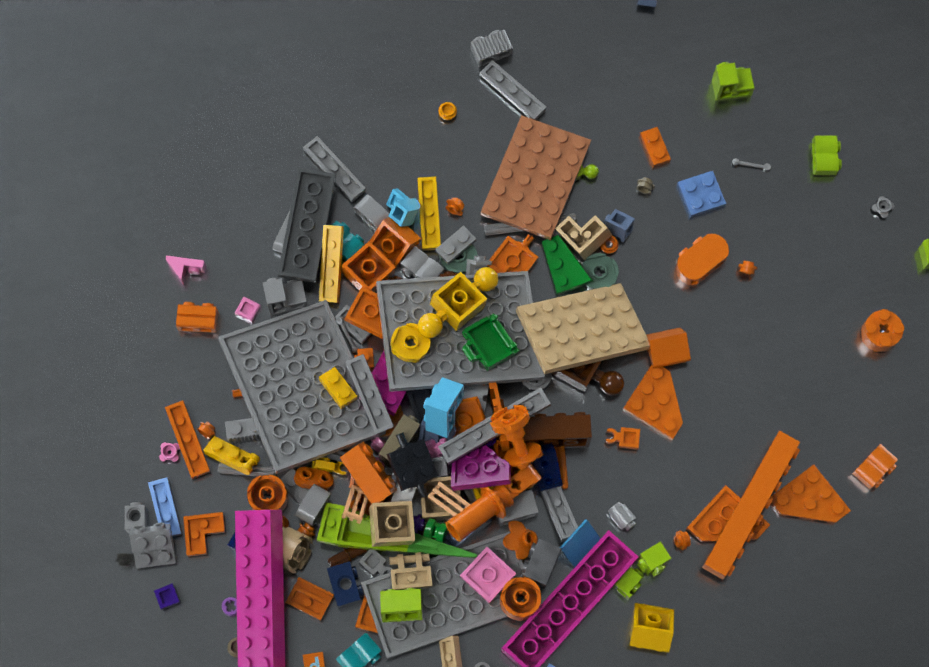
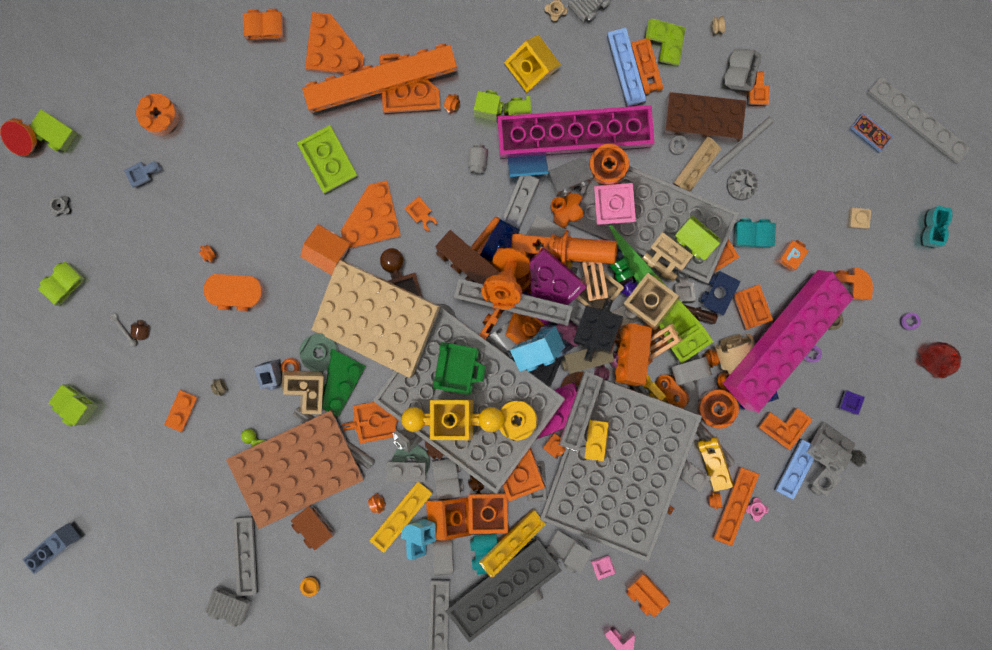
camera: 135 degrees left, 15 degrees up
(340, 320) = (545, 493): light grey hinge -> none
(484, 150) = (312, 527): none -> dark orange brick
(701, 194) = (183, 342): medium blue plate -> none
(731, 413) = (327, 159): none -> lime plate
(739, 175) = (140, 330): none -> reddish brown piece
(851, 279) = (139, 173): none -> sand blue plate

